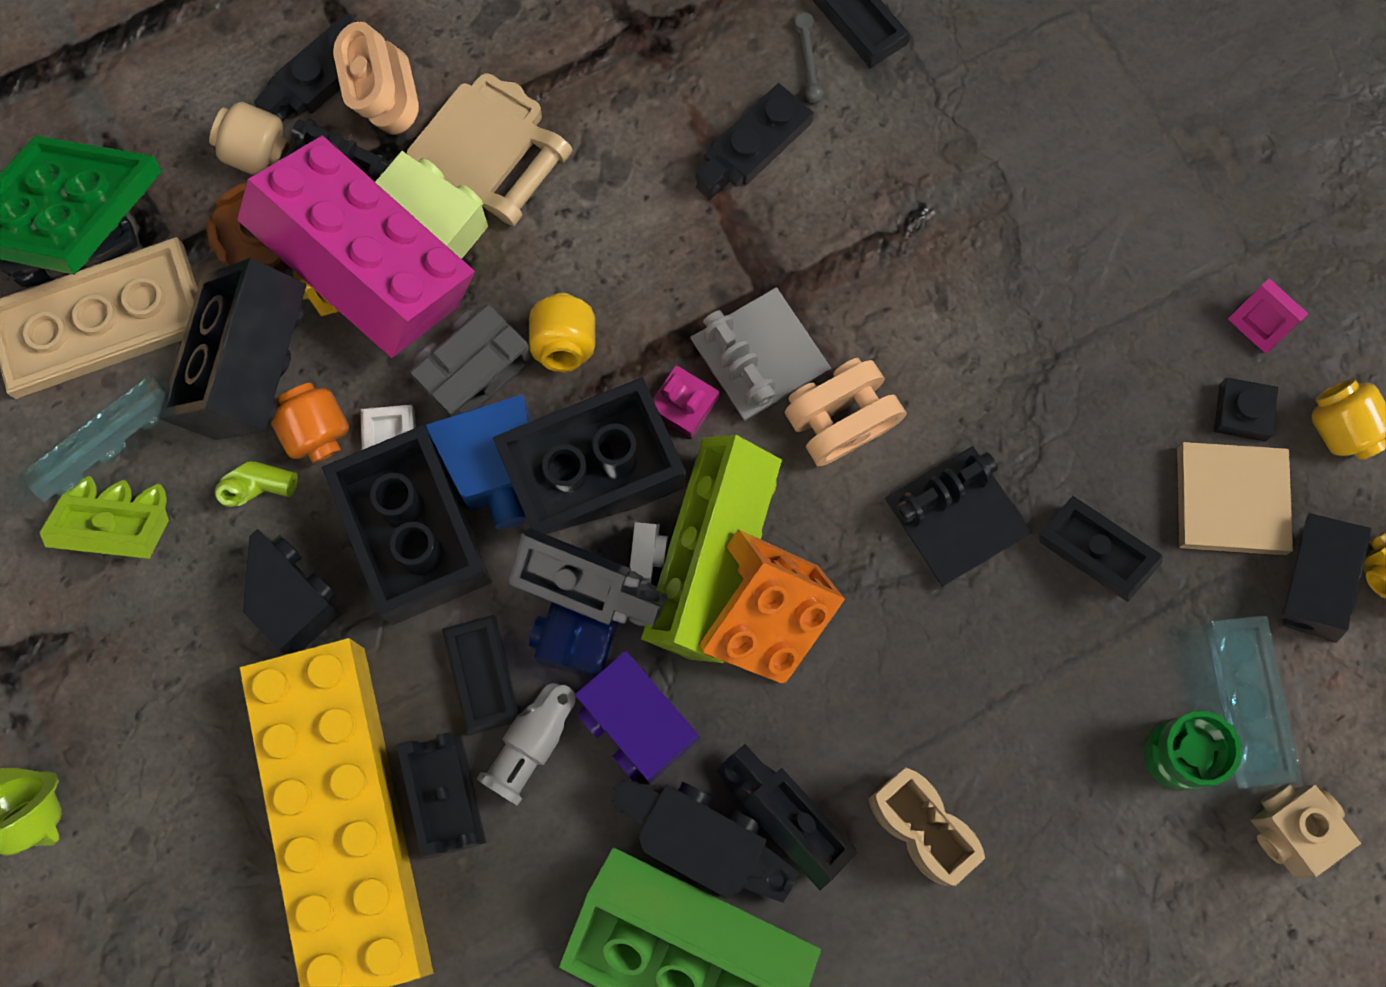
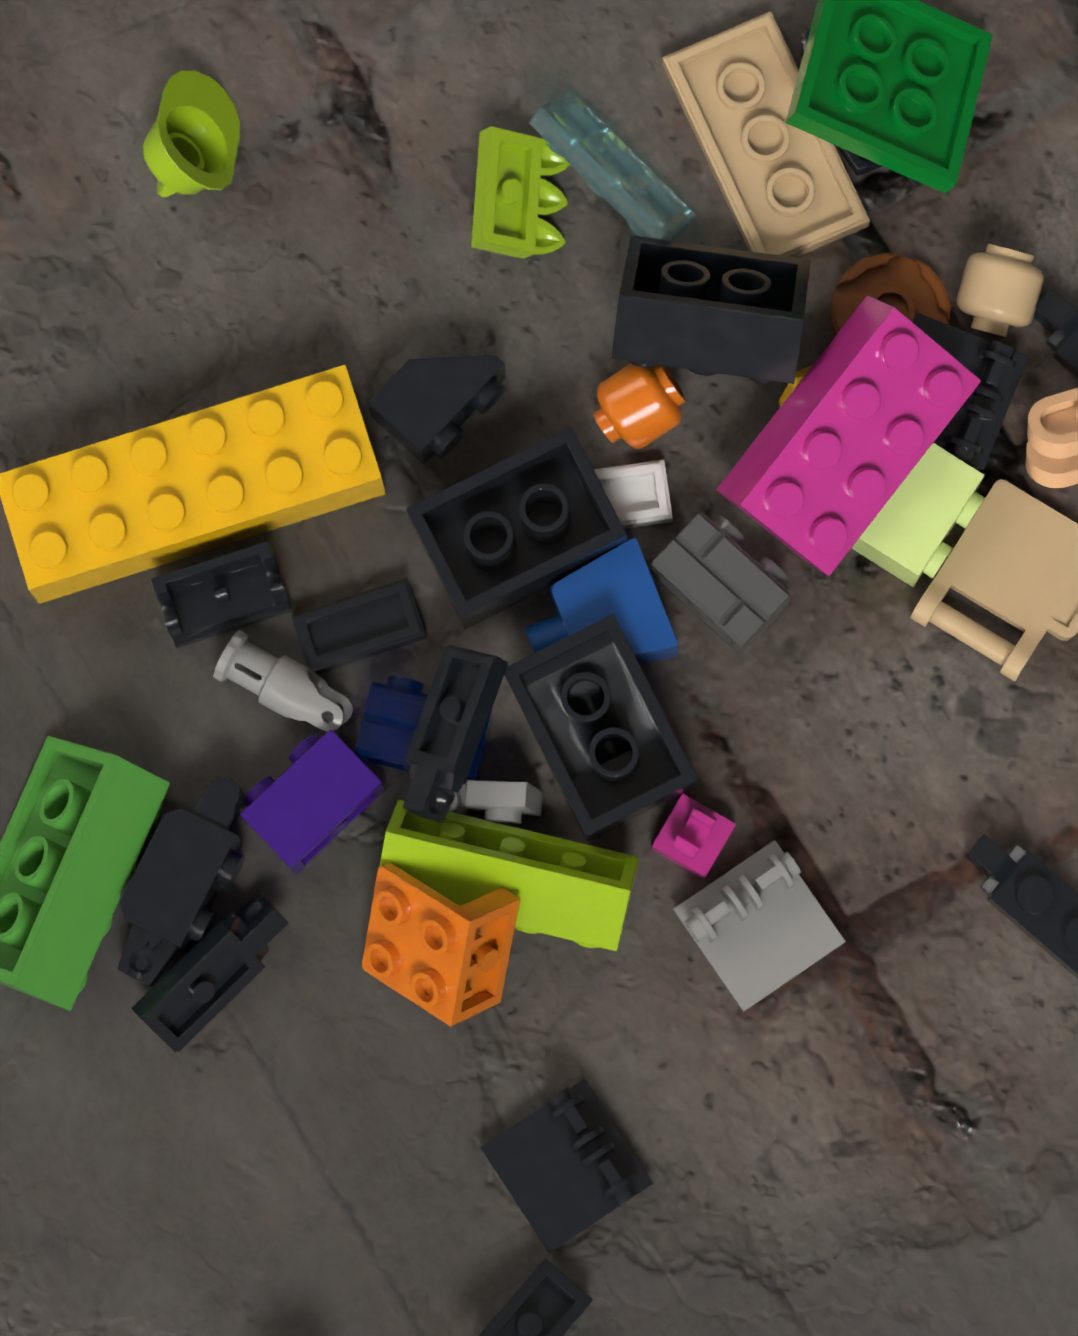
camera: 90 degrees right, 5 degrees up
(252, 480) = (571, 345): lime arm -> none
(561, 332) = (767, 685): yellow head -> none
(851, 384) = (720, 1035): light nougat brick -> none
(935, 840) = (188, 1133): tan brick -> none

